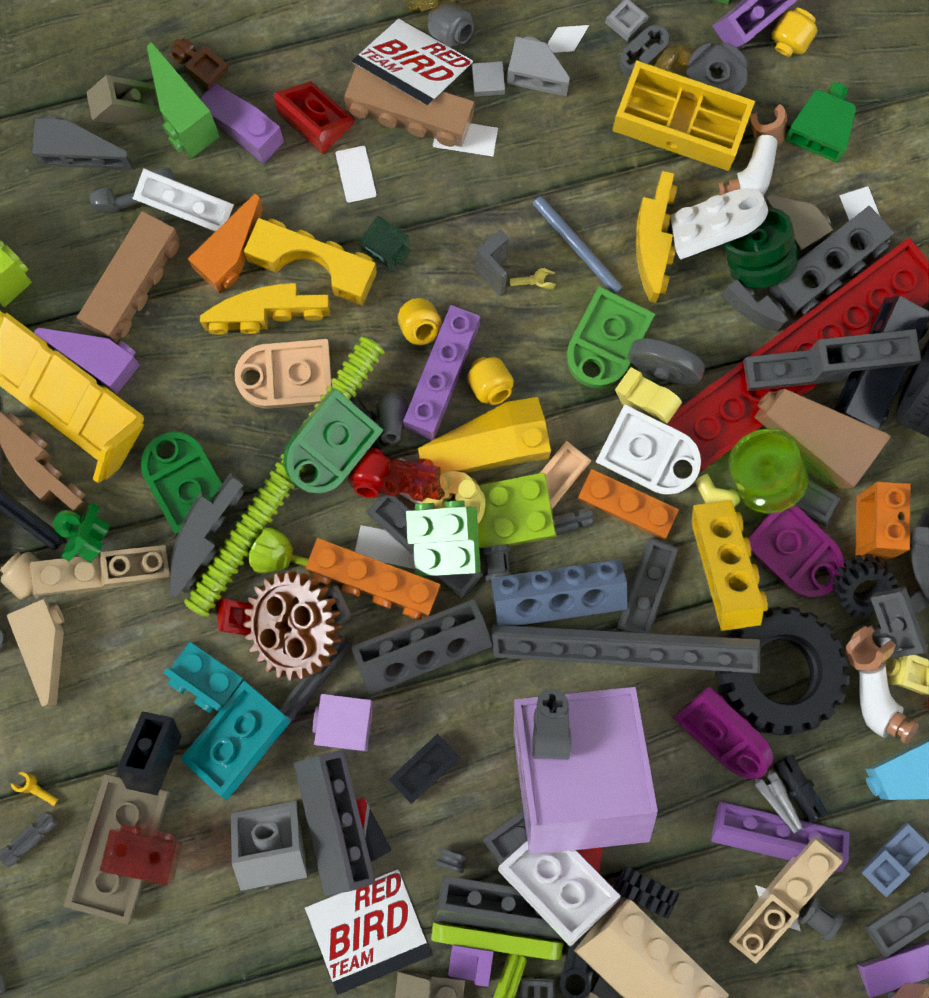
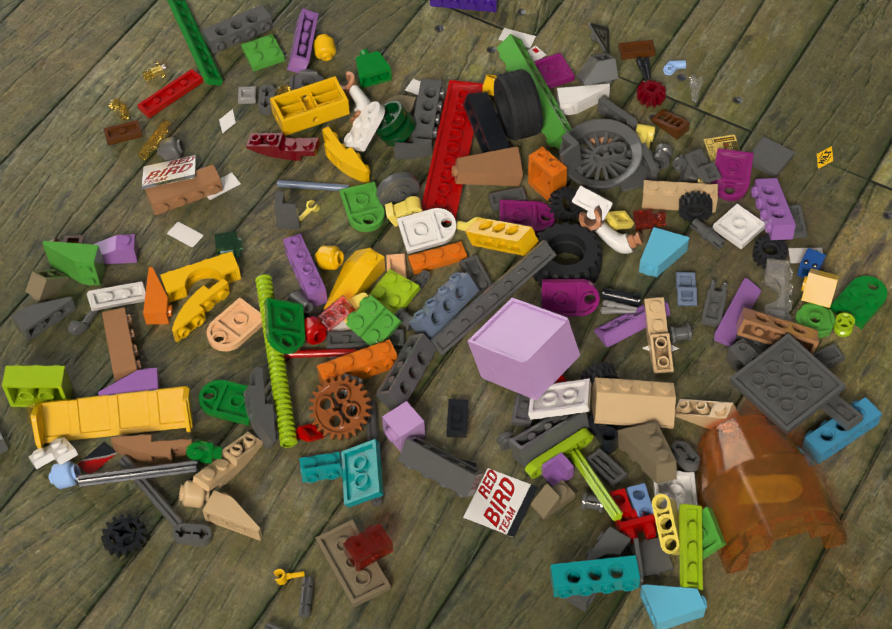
camera: 40 degrees left, 25 degrees down
(149, 753) = (328, 506): black brick -> none
(267, 846) = (421, 502): light grey slope -> none
(273, 552) = (301, 393): lime piece -> none
(313, 114) = (143, 226): red slope -> none
(358, 517) = (320, 353): none -> red bar
(419, 321) = (274, 259): yellow head -> none
(488, 79) = (208, 157): light grey tile -> none
(536, 67) = (227, 136): light grey slope -> none
(551, 730) = (493, 328): dark grey piece -> none
(592, 149) = (279, 147): none -> dark red slope
(768, 470) = (482, 194): clear neon green wheel -> none
(832, 360) = (464, 136): dark grey bracket -> none

